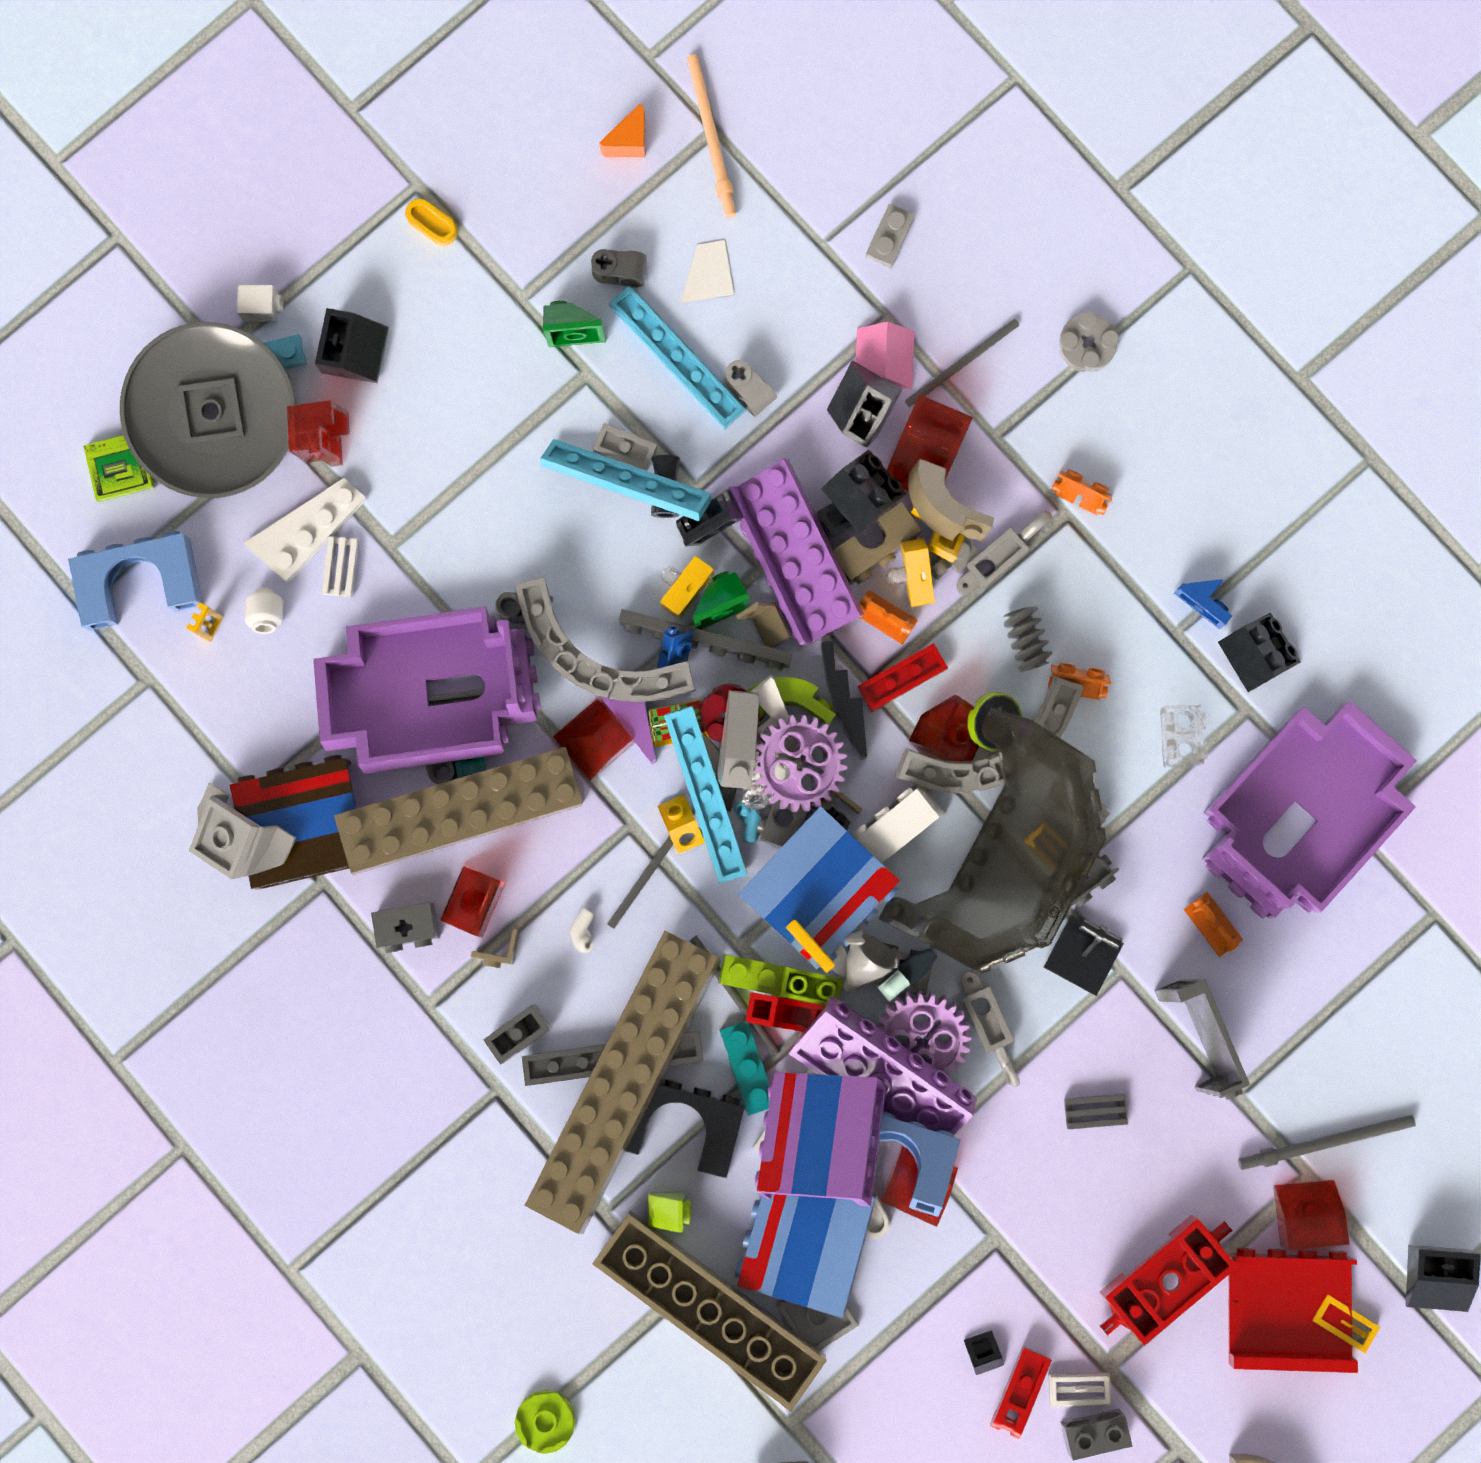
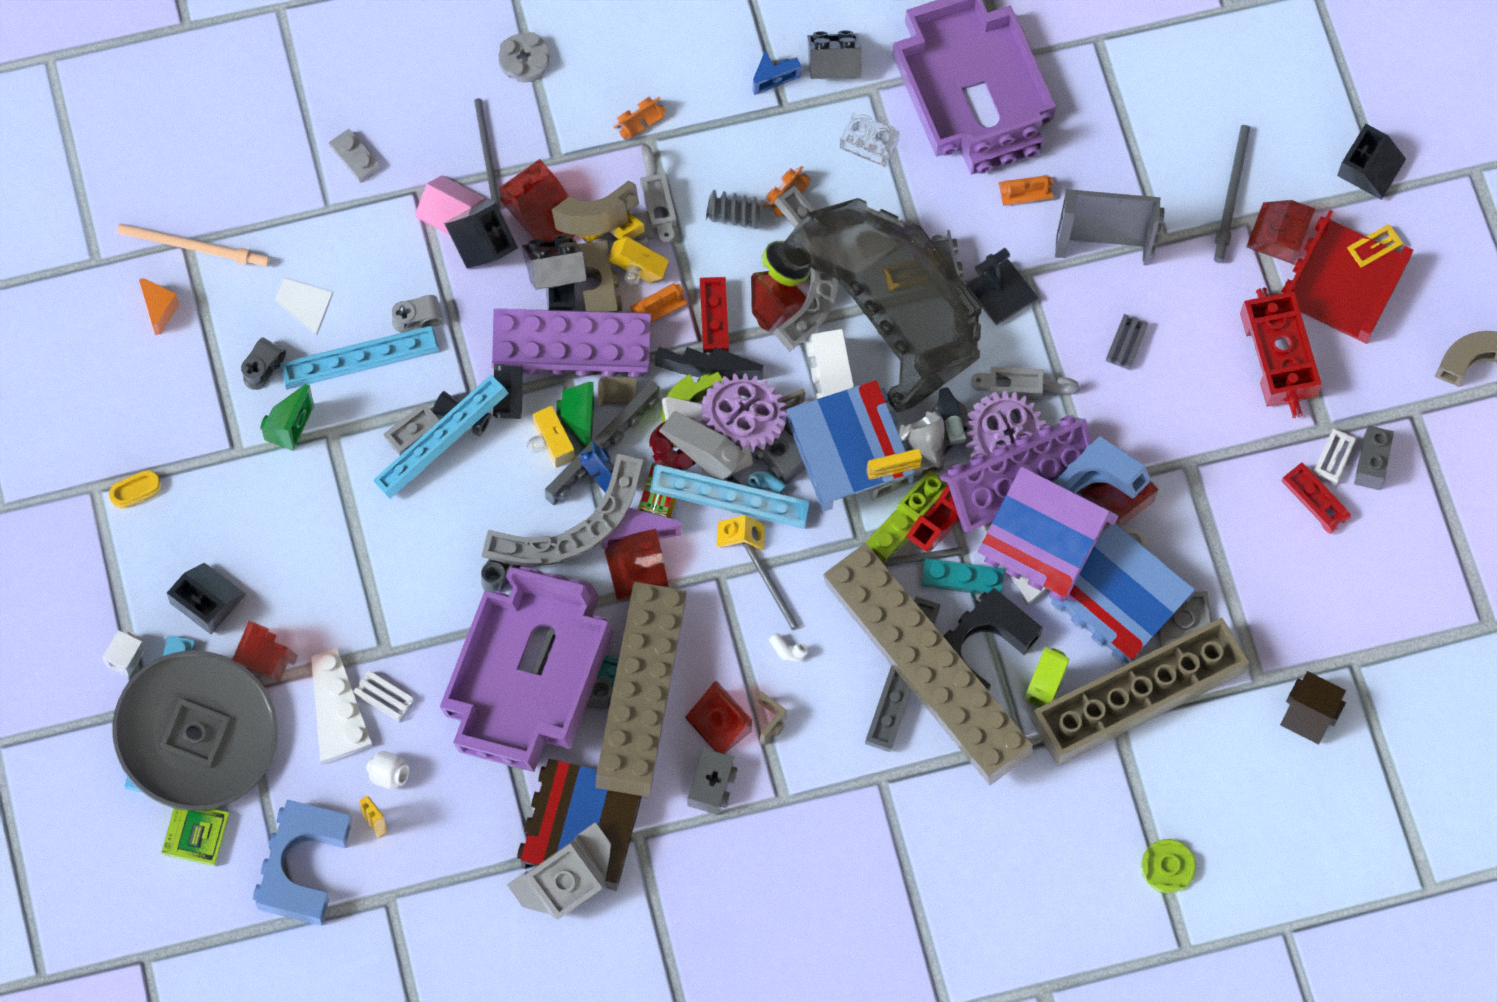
camera: 70 degrees left, 15 degrees down
(517, 1034) = (846, 732): dark grey brick -> none
(756, 802) = (754, 466): clear bush -> none
(984, 1352) = (1273, 511): black slope -> none

